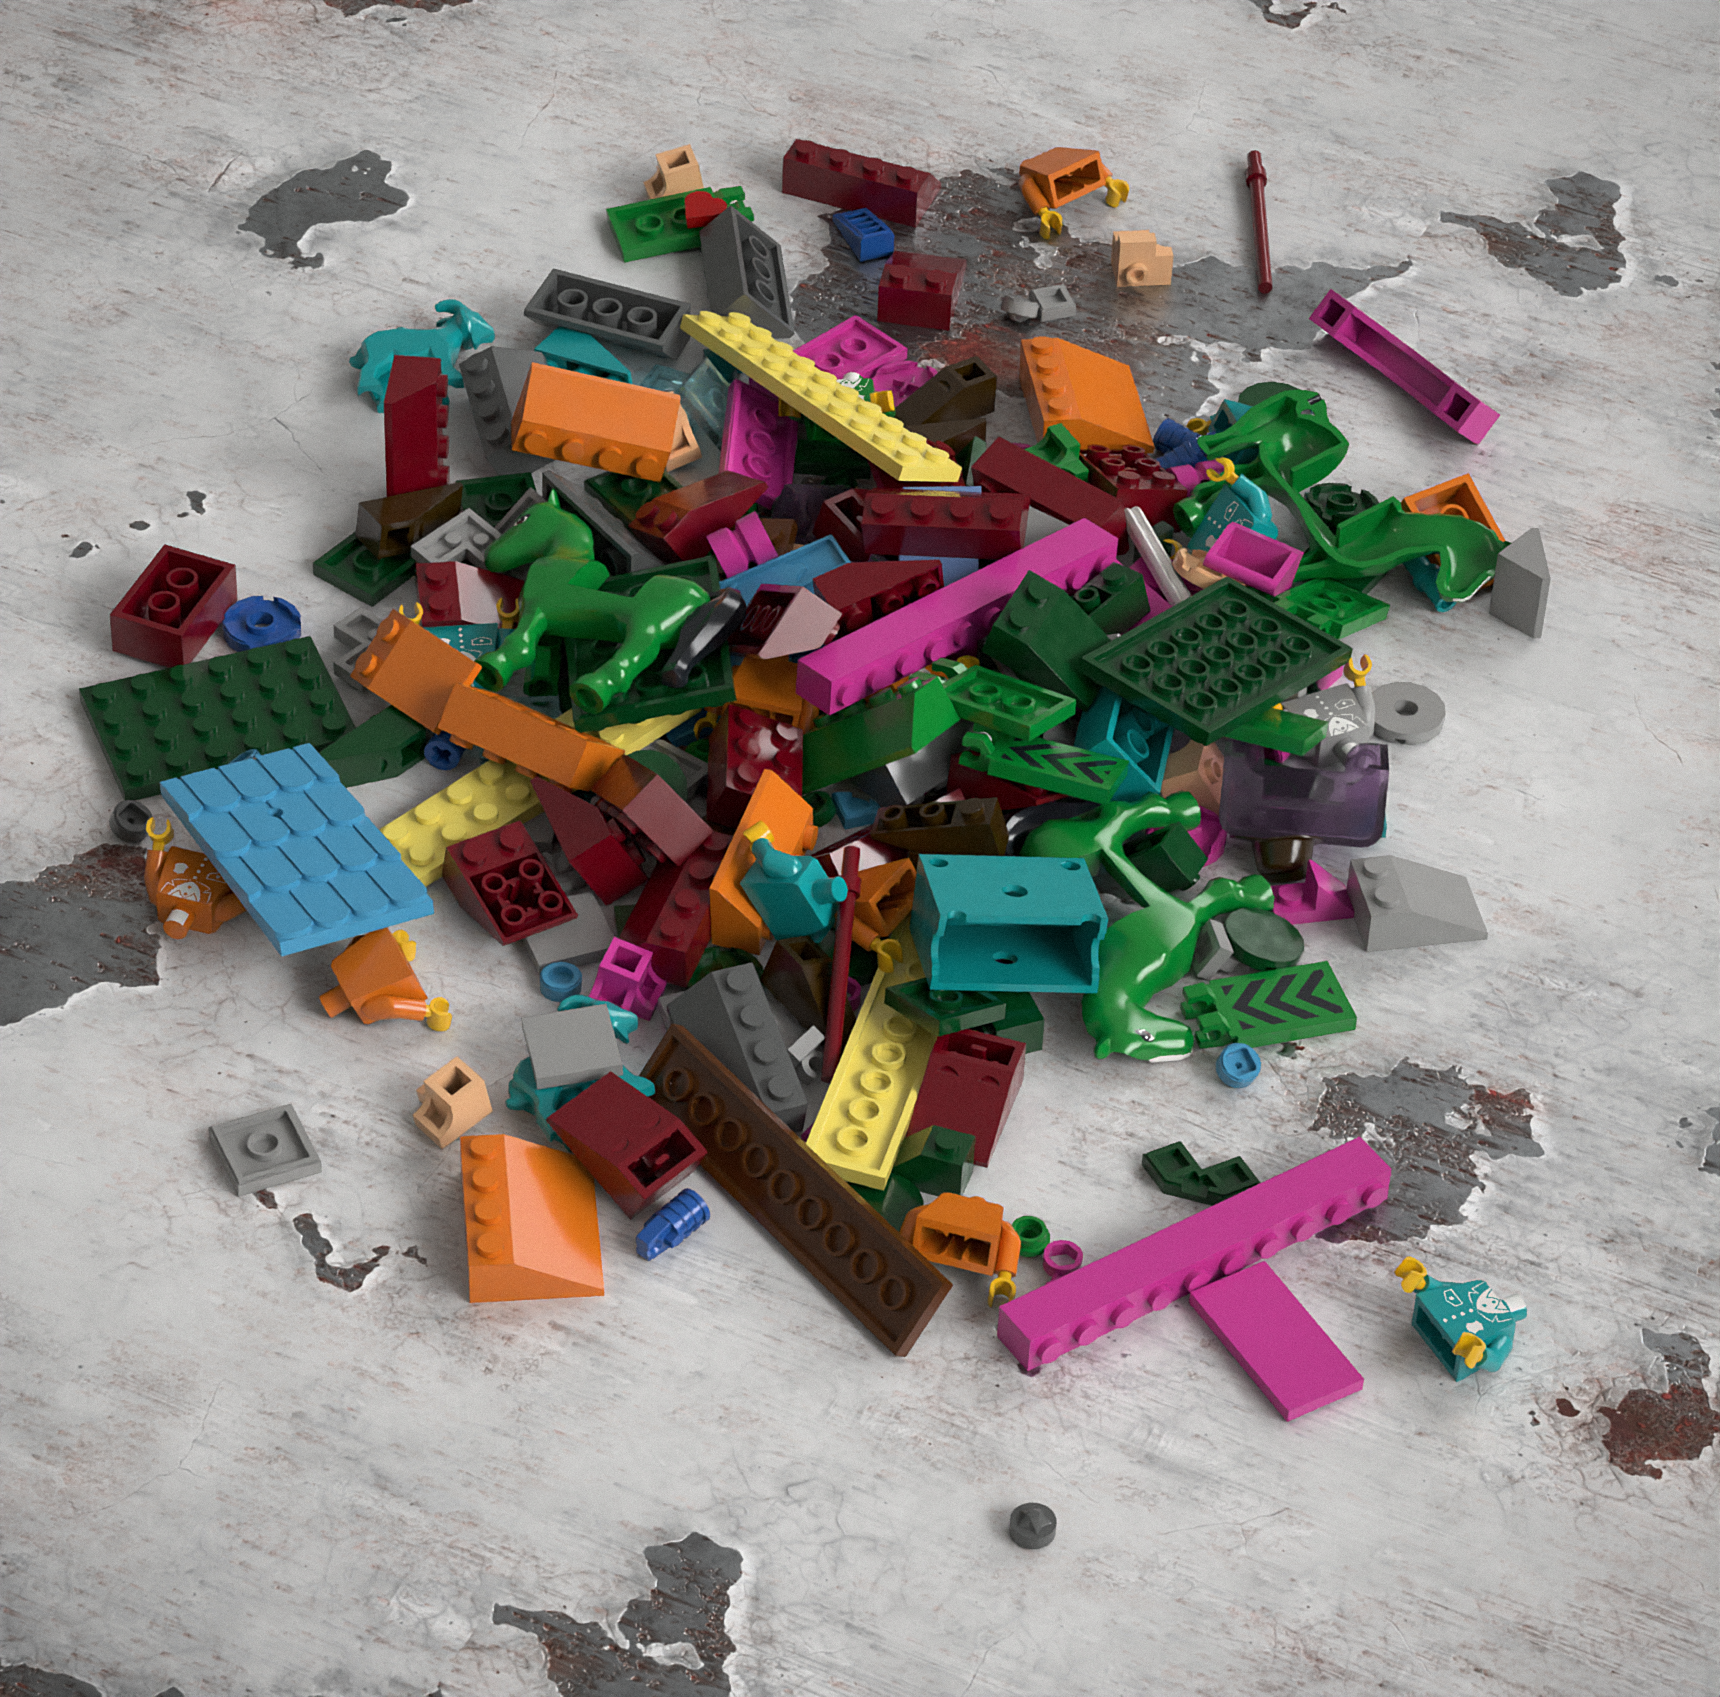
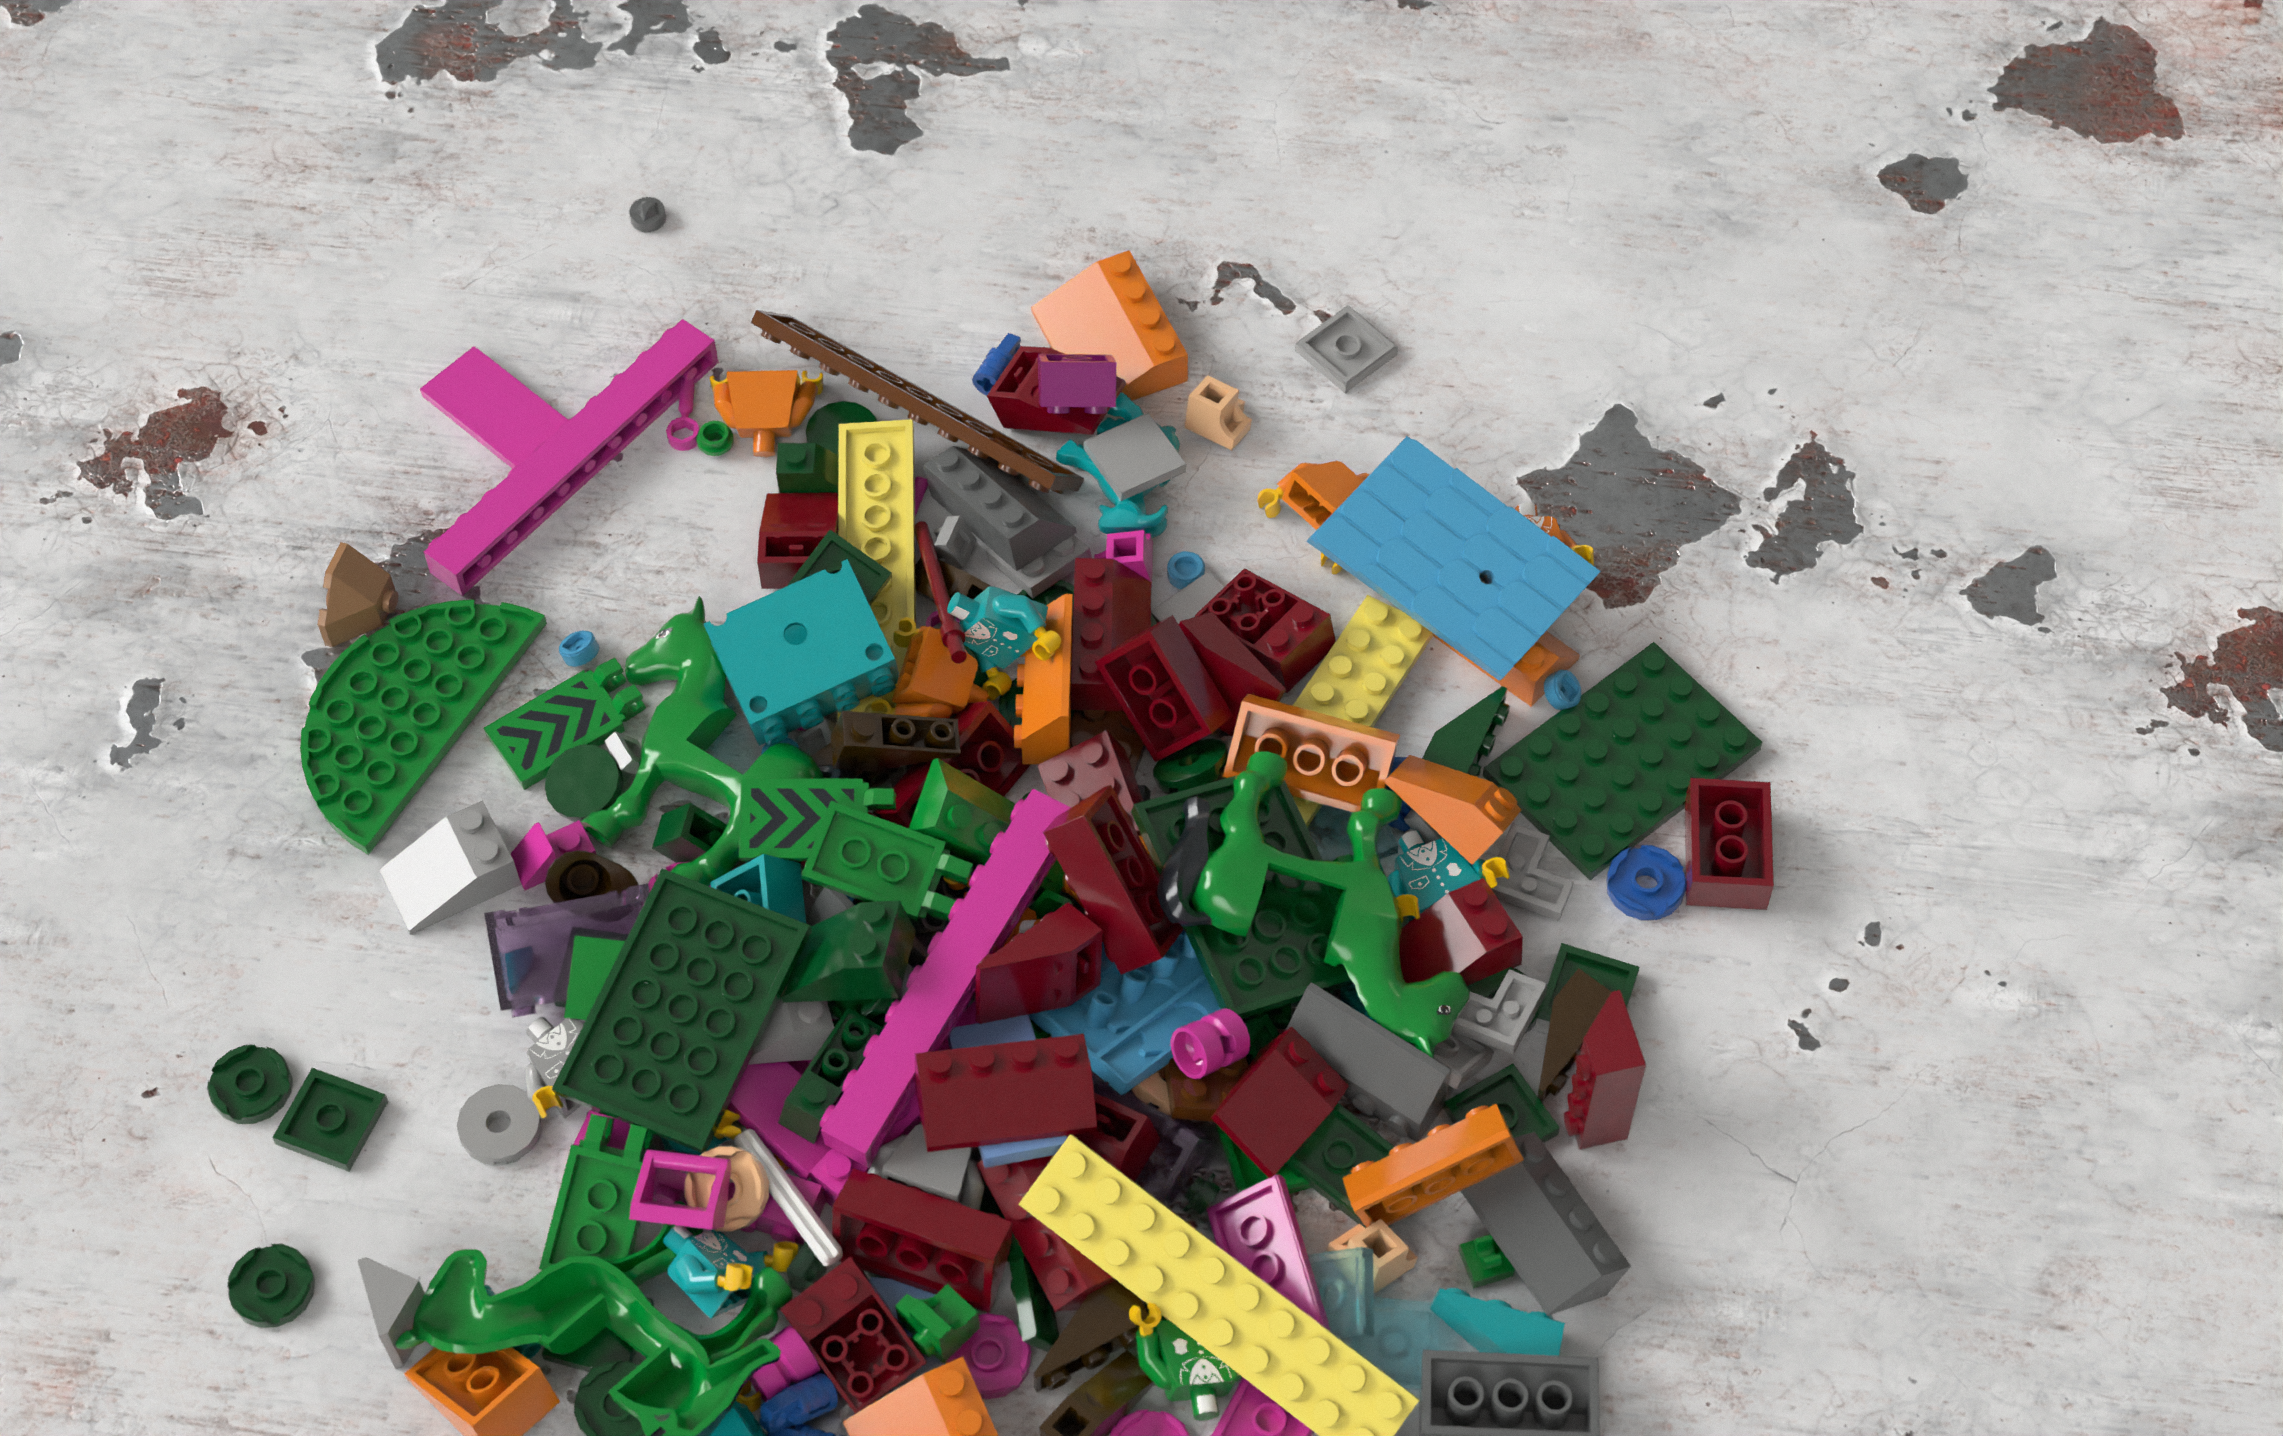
camera: 165 degrees right, 15 degrees up
(129, 821) = (1629, 613): dark grey tile -> none
(377, 351) = (1690, 1298): teal animal -> none
(605, 1101) = (1077, 382): none -> magenta slope
(1182, 1177) = (572, 537): dark green tile -> none
(1437, 1063) = (401, 704): none -> green plate
(1461, 1321) = (342, 446): teal torso -> none
(1473, 1160) = (356, 598): none -> medium nougat slope
(1563, 755) = (330, 1119): none -> dark green tile
(1633, 658) = (271, 1286): none -> dark green tile
(1638, 800) = (249, 1084): none -> dark green tile

